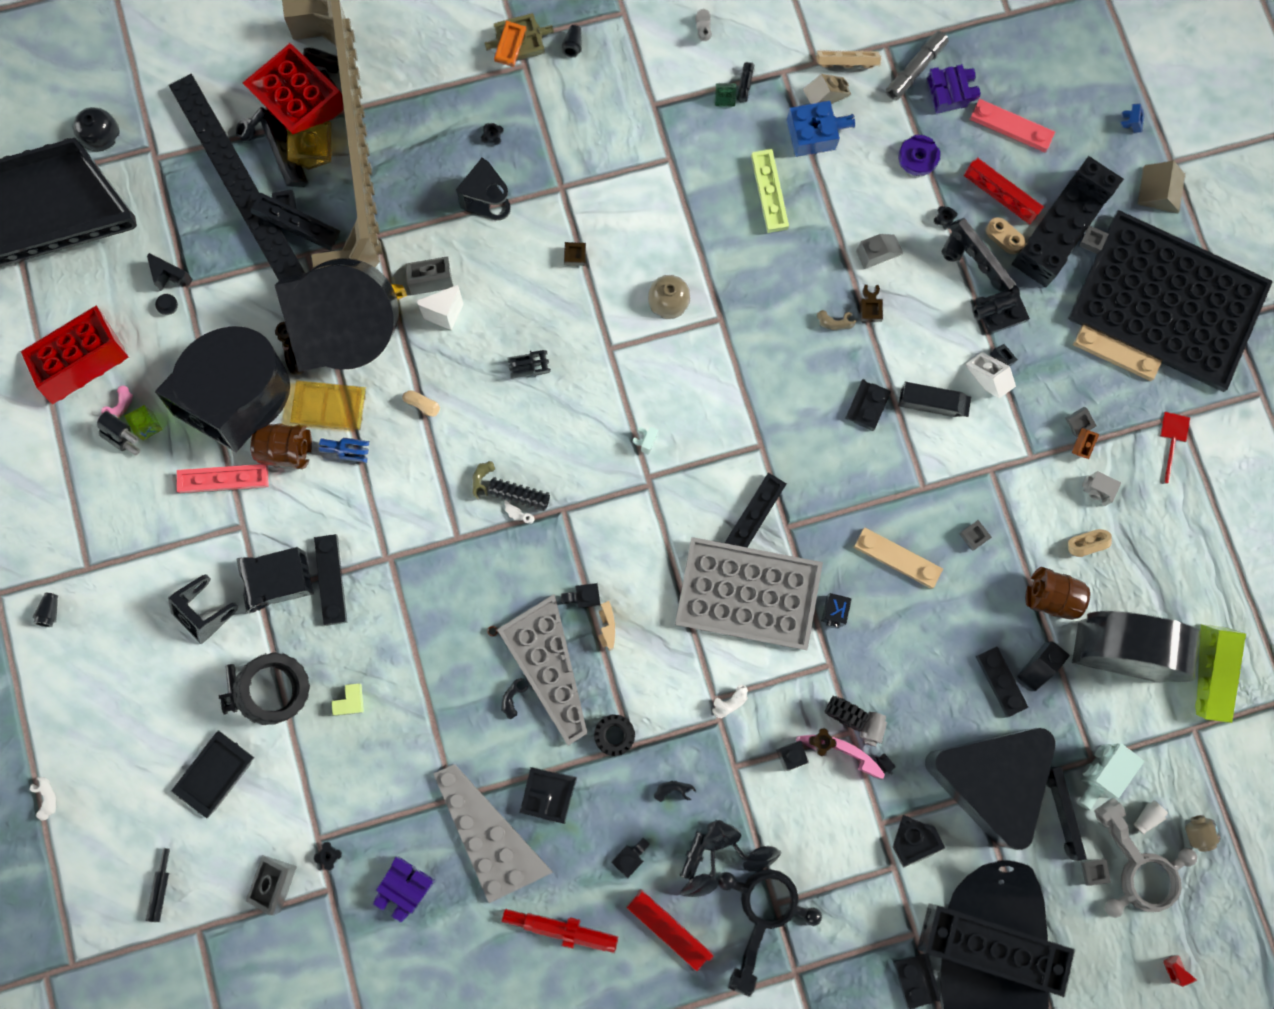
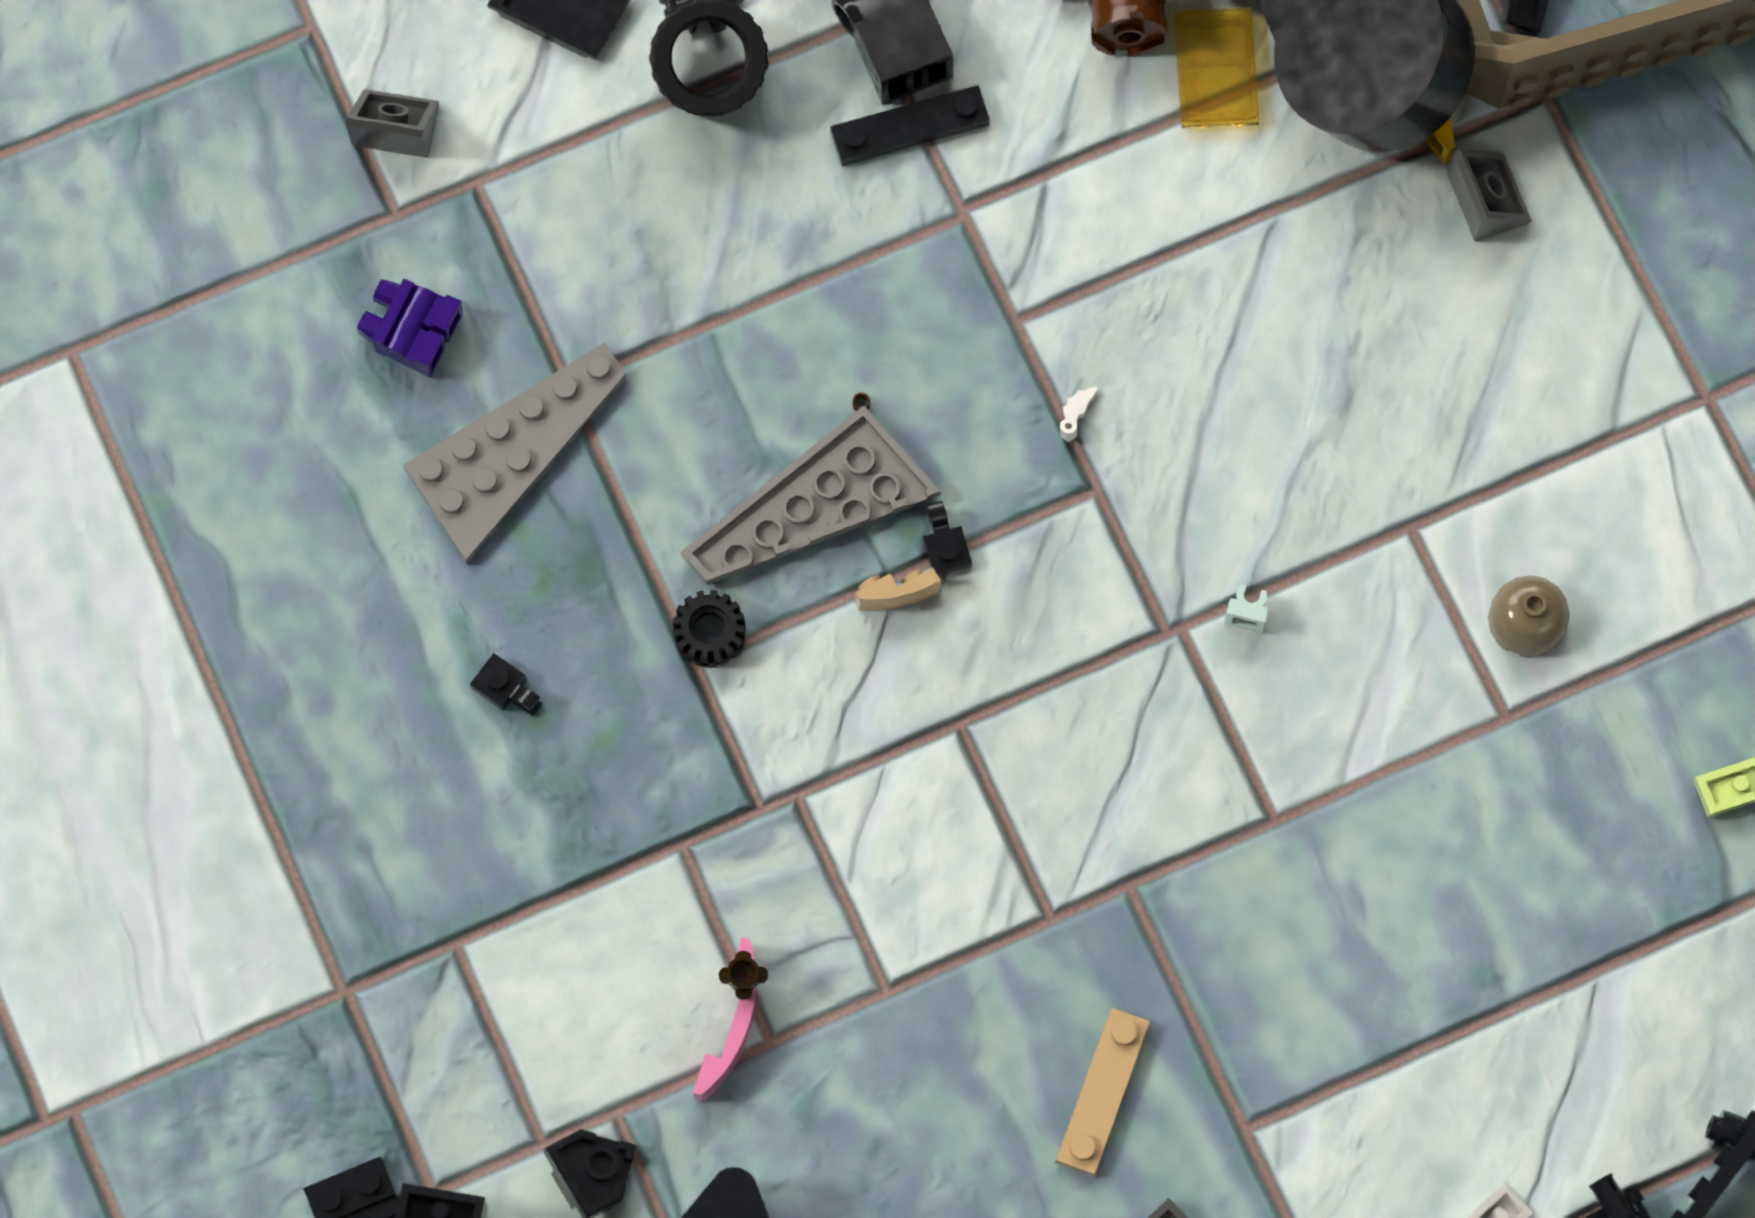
camera: 90 degrees right, 5 degrees down
(334, 856) = (454, 210): black plate -> none
(343, 447) = (1142, 109): blue arm -> none
(353, 702) = (705, 195): yellowish green piece -> none
(426, 405) = (1246, 218): tan piece -> none
(442, 307) = (1427, 223): white slope -> none
(480, 472) = (1139, 337): olive piece -> none
(481, 191) = (1661, 256): black hose -> none
(507, 703) = (739, 444): black piece -> none
(518, 493) = (1110, 406): black piece -> none
(524, 365) = (1351, 390): black arm -> none
(548, 795) = (594, 533): black plate -> none
(567, 931) = (371, 596): red piece -> none
(574, 254) = (1578, 437): dark brown plate -> none
(667, 788) = (630, 729): black piece -> none
(669, 930) = (393, 765): red fence -> none
(694, 857) = (520, 791): black pin -> none
(719, 837) = (558, 820): black plant -> none
(723, 708) = (782, 809): white piece -> none
(742, 979) = (324, 888): black piece -> none
(749, 593) = (993, 826): light grey plate -> none
(756, 511) = (1140, 820): black plate -> none
(792, 756) = (713, 934): black brick -> none
(829, 323) = (1534, 912): dark tan piece -> none
(836, 610) = (985, 984): black brick -> none
(846, 713) = (800, 1017): black tyre -> none
(868, 405) = (1387, 1005): black plate -> none
(871, 308) = (1579, 990): dark brown plate -> none
(874, 729) = (781, 1074): light grey brick -> none
(878, 249) = (1700, 992): dark grey slope -> none
(885, 763) = (721, 1101): black plate -> none
(934, 400) = (1417, 1125): black piece -> none

